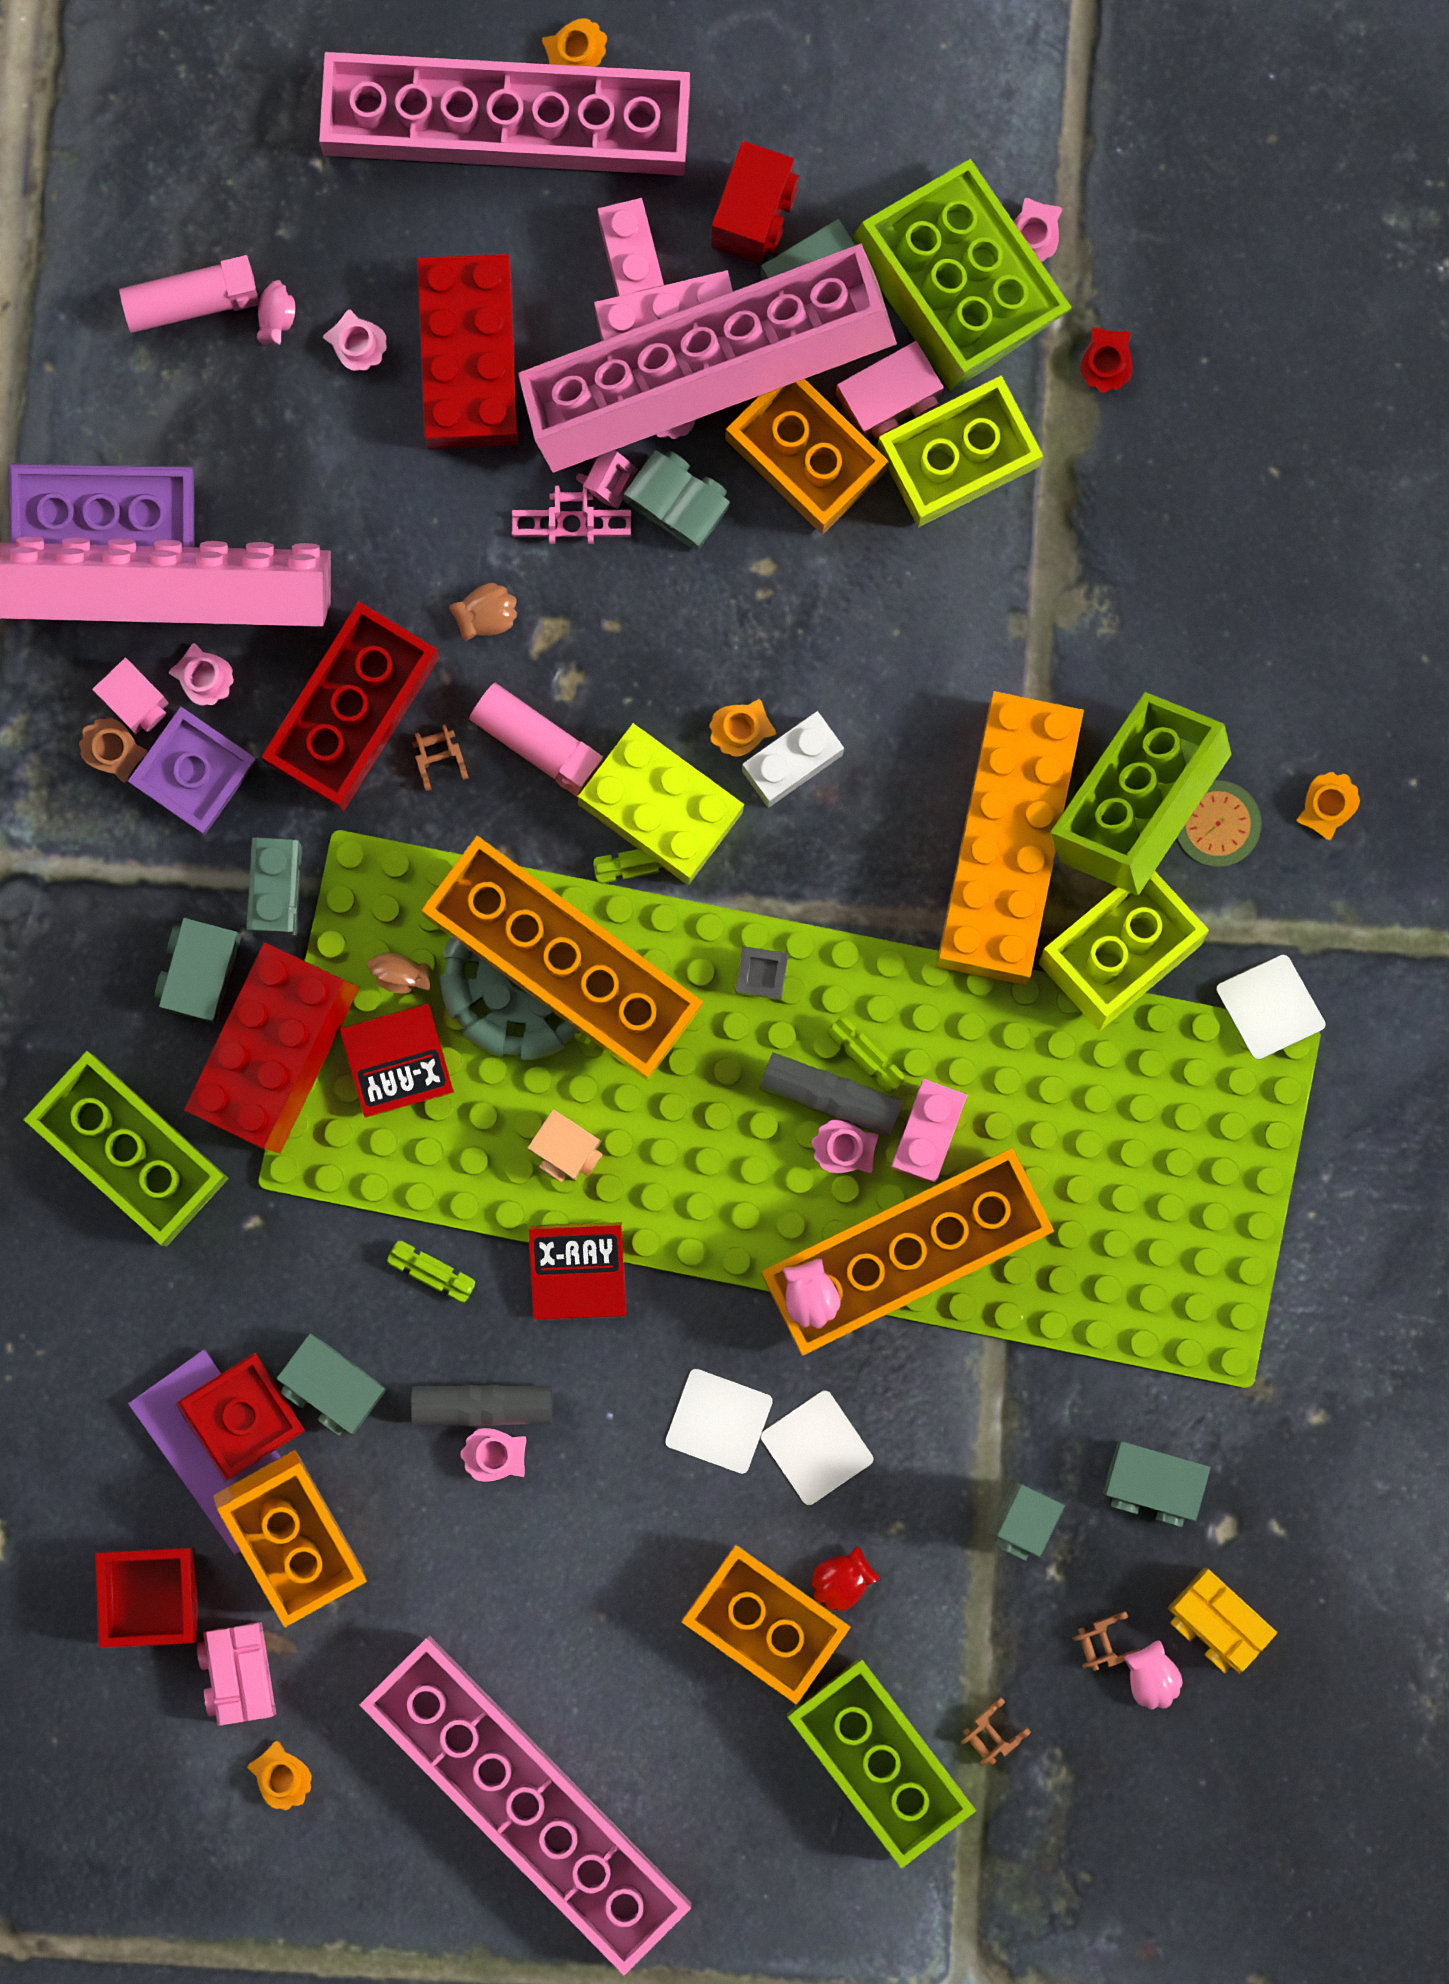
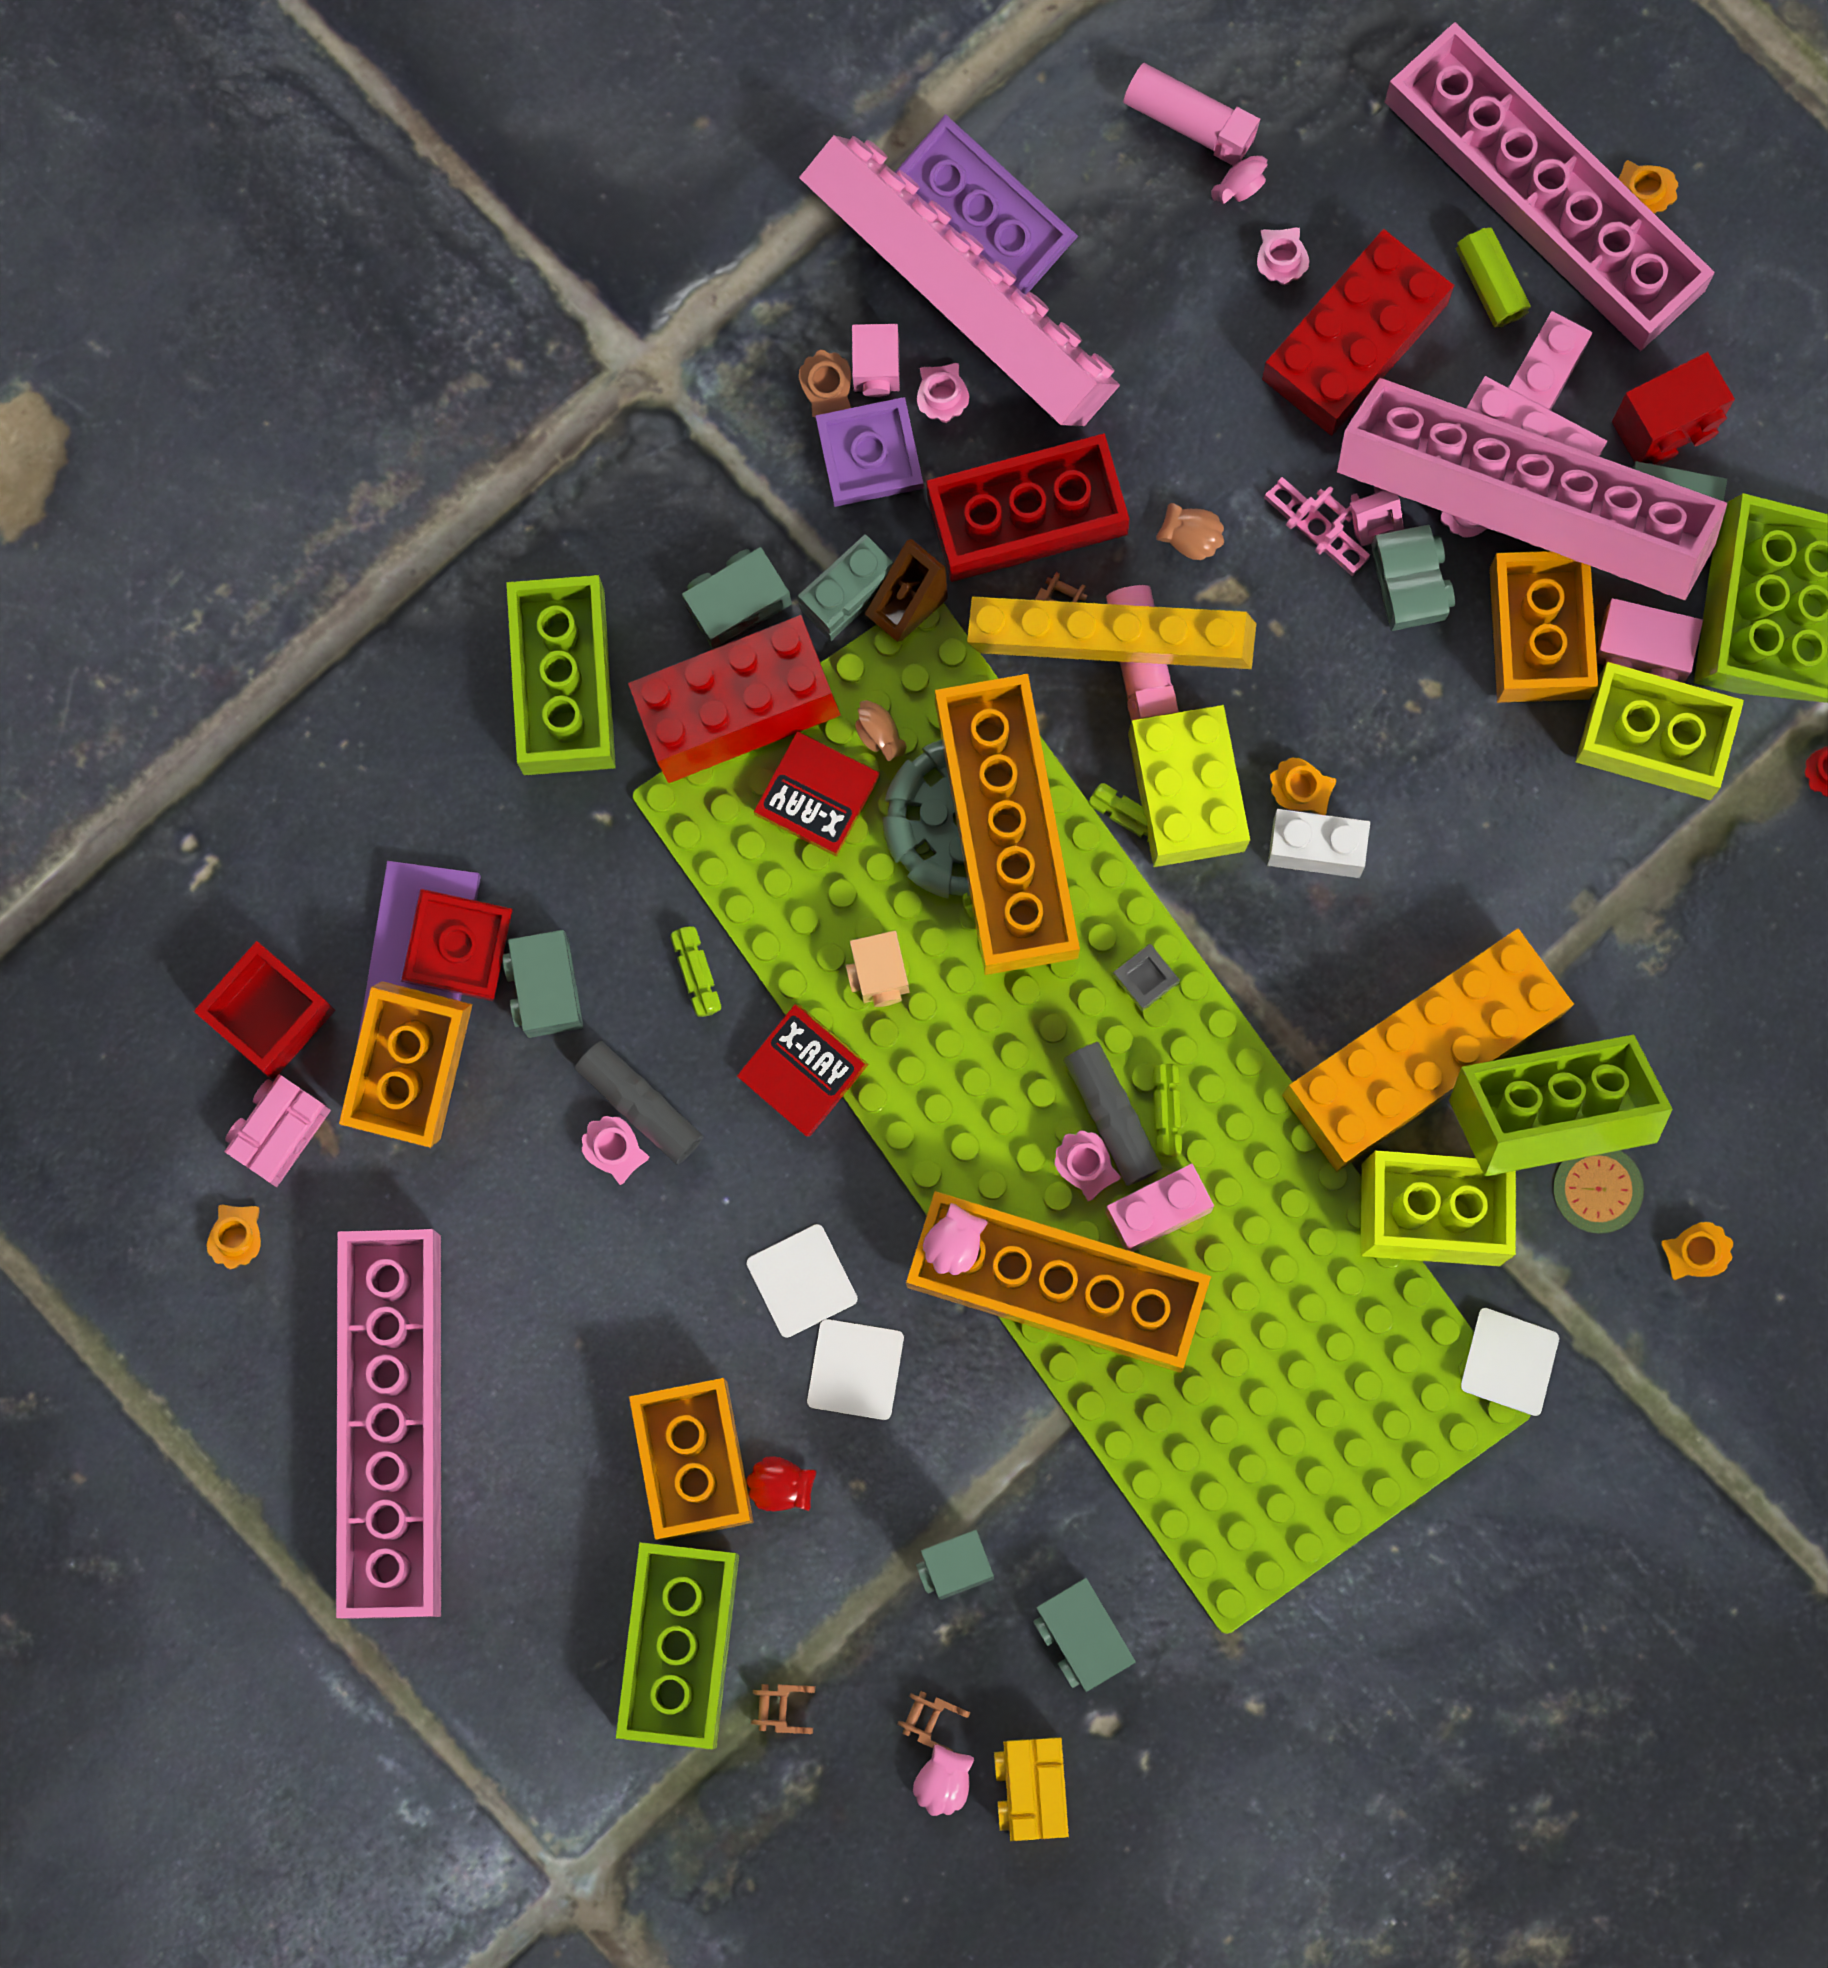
camera: 55 degrees right, 5 degrees down
(324, 851) = (909, 592): none -> reddish brown slope
(503, 745) = (1112, 632): none -> yellow brick
(527, 218) = (1493, 277): none -> lime axle

